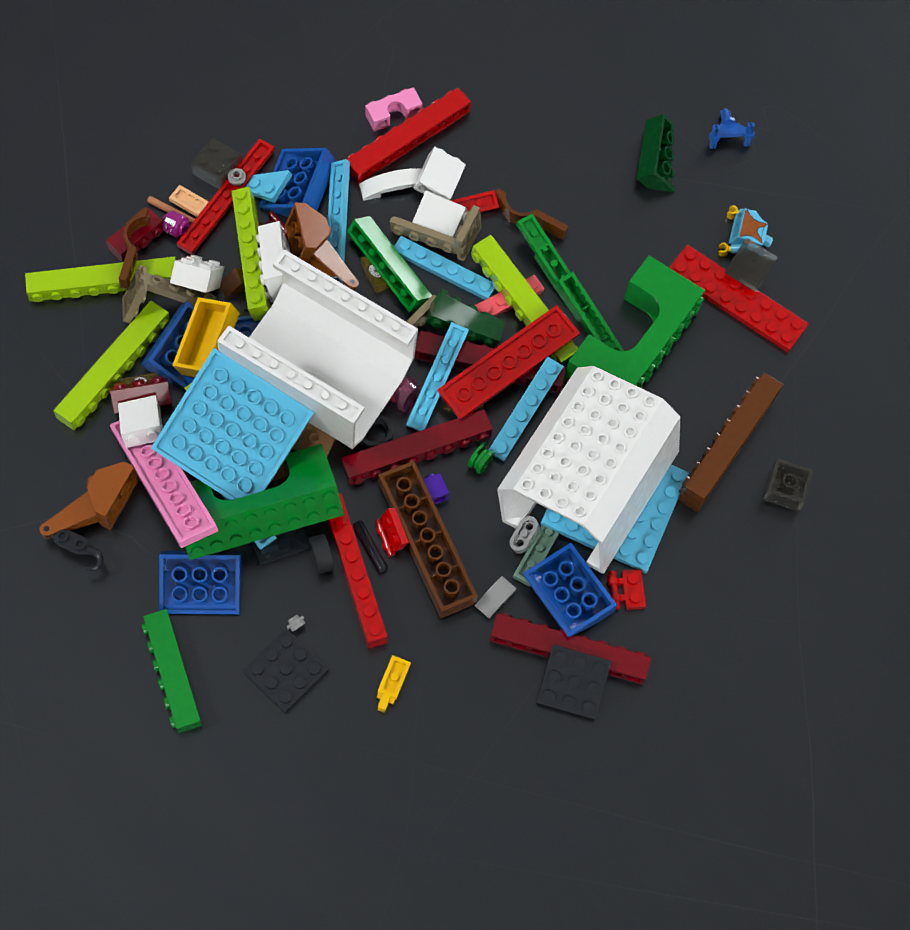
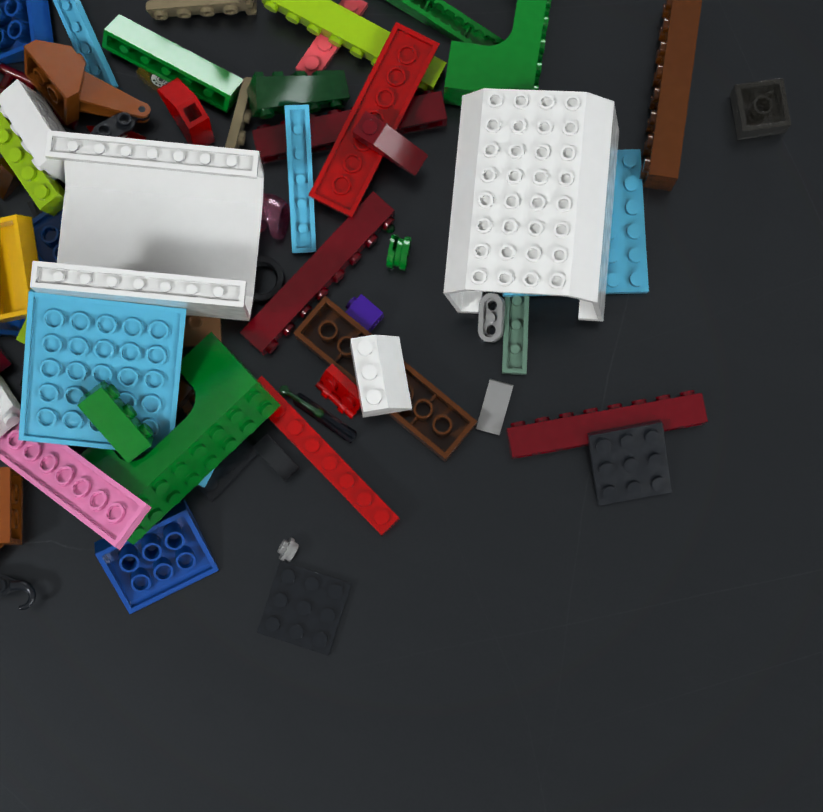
camera: 15 degrees left, 15 degrees up
(172, 671) = (179, 674): green brick -> none
(225, 466) = (116, 421): none -> green brick
(351, 512) = (284, 391): none -> dark green hinge
(382, 291) = (187, 112): none -> red slope
(392, 682) = (429, 562): yellow hinge -> none
(425, 529) = (380, 375): none -> white slope
(444, 268) = (238, 35): medium azure plate -> none
(511, 380) = (389, 143): none -> dark red slope
(526, 408) = (418, 186): medium azure plate -> none
(570, 590) = (575, 360): blue slope -> none
(632, 589) = (642, 321): red plate -> none

